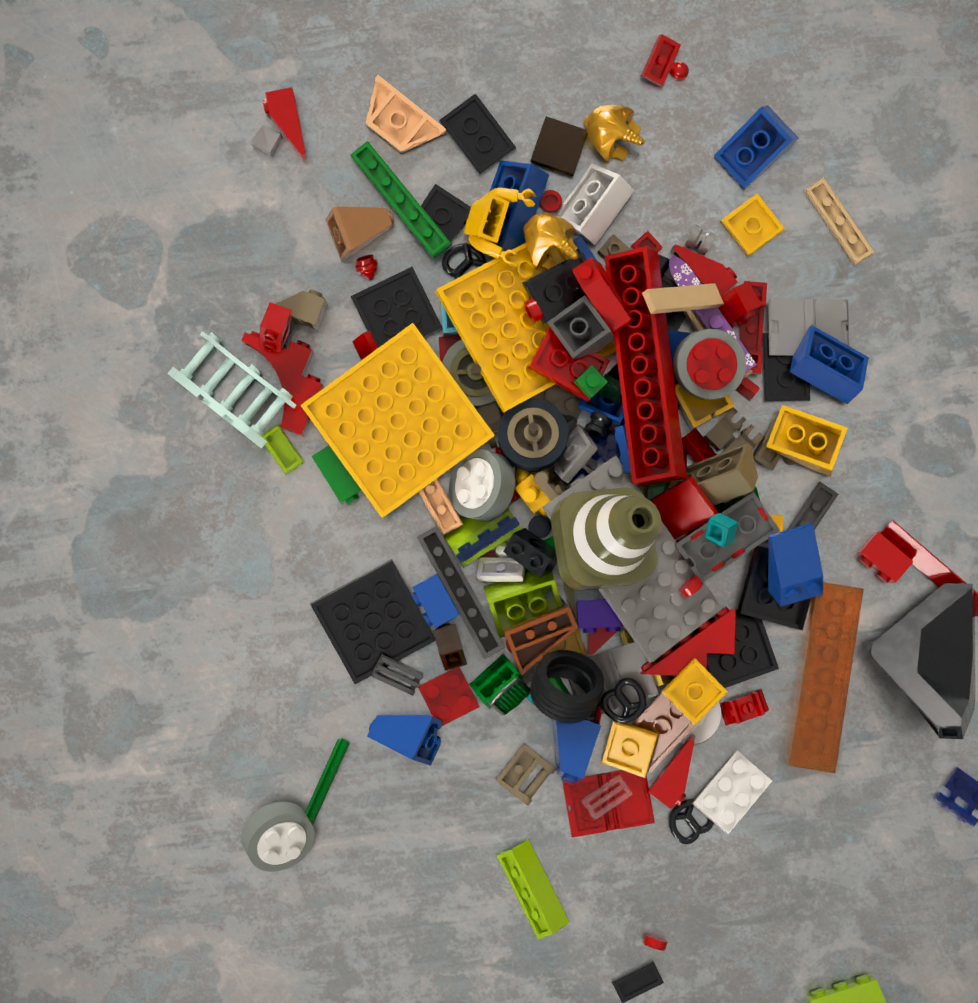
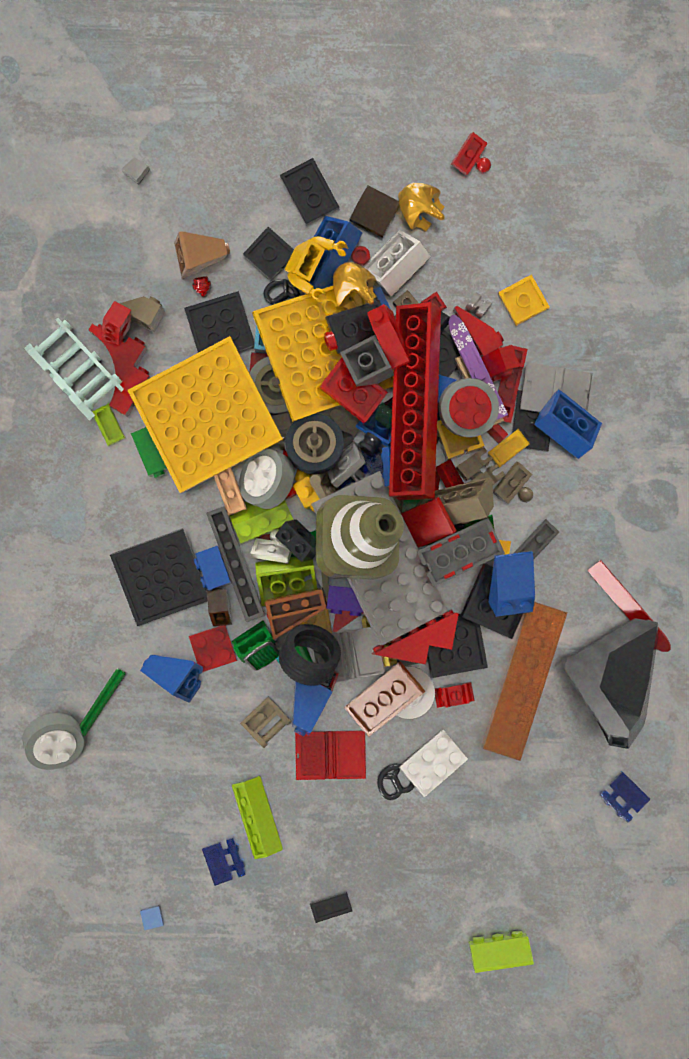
camera: 10 degrees right, 0 degrees up
(284, 113) = (154, 150): red slope -> none
(365, 344) = (189, 348): red tile -> none
(399, 119) = (247, 169): light nougat wing -> none
(400, 199) = (237, 235): green tile -> none
(414, 683) = (186, 633): dark grey tile -> none
(487, 538) = (263, 523): clear blue plate -> none
(494, 950) = (218, 864): none -> clear blue plate
(540, 526) = (308, 520): dark blue tile -> none
(590, 382) = (368, 407): green plate -> none
(590, 808) = (328, 743): clear tile -> none
(624, 701) = (356, 675): black piece -> none
(630, 748) = (354, 713): yellow tile -> none
(655, 942) = (350, 877): red tile -> none
(672, 781) = (386, 745): red slope -> none
(682, 298) = (454, 350): tan tile -> none
(691, 586) = (424, 588): red tile -> none
(694, 691) = (413, 675): yellow tile -> none
(721, 530) = (456, 545): teal slope -> none
(756, 146) = (536, 235): blue slope -> none
(763, 404) = (508, 448): none -> yellow tile
(807, 439) = (540, 483): yellow slope -> none
(839, 221) = (595, 308): tan tile -> none
(884, 558) = (589, 590): red brick -> none

